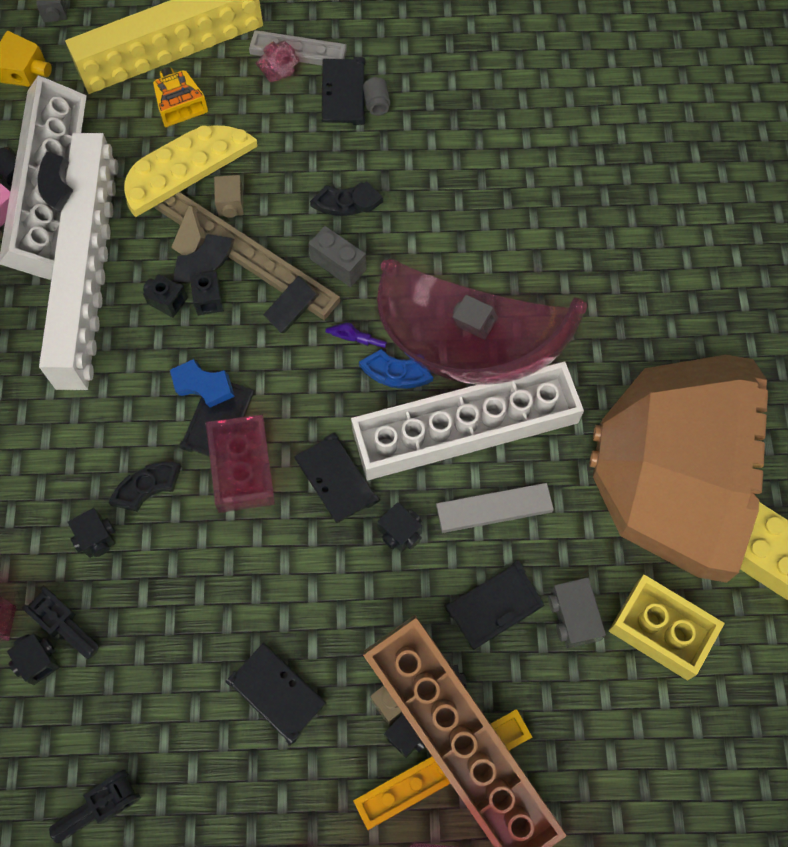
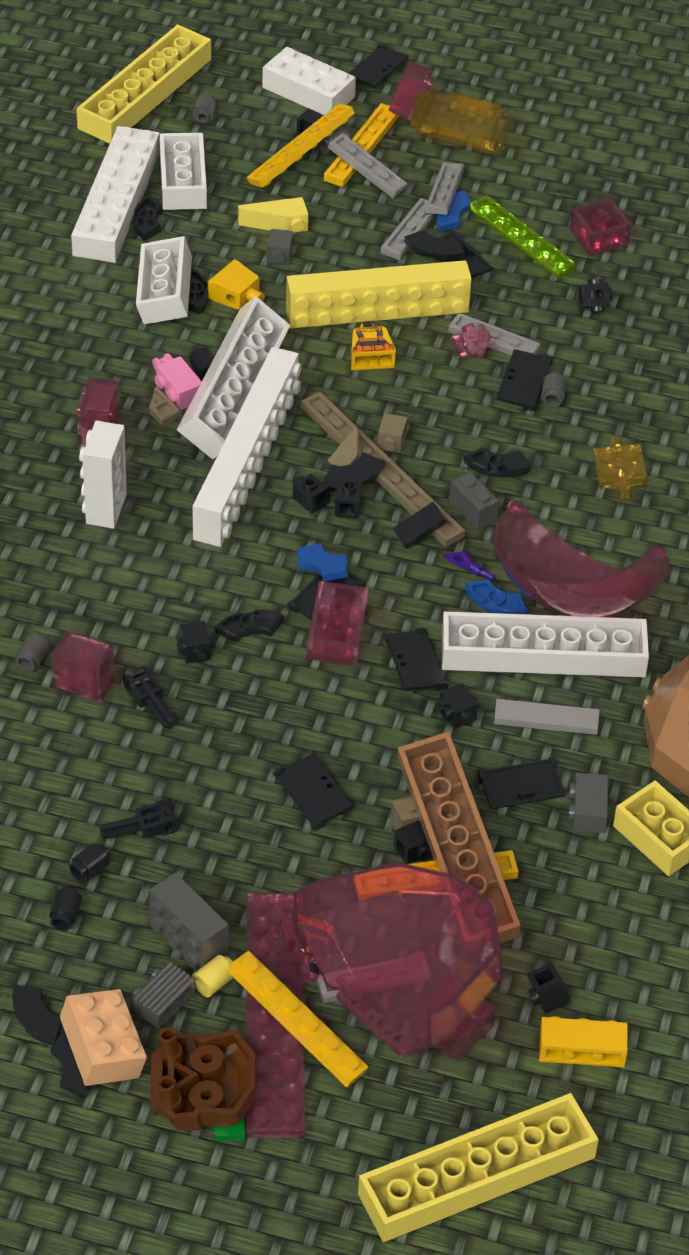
camera: 15 degrees right, 20 degrees down
(32, 658) = (121, 713): black brick -> none
(52, 181) = (243, 377): black tile -> none
(183, 164) = (360, 398): light yellow plate -> none
(470, 168) = (620, 466): none -> clear yellow plate
(474, 317) = (579, 568): dark grey brick -> none

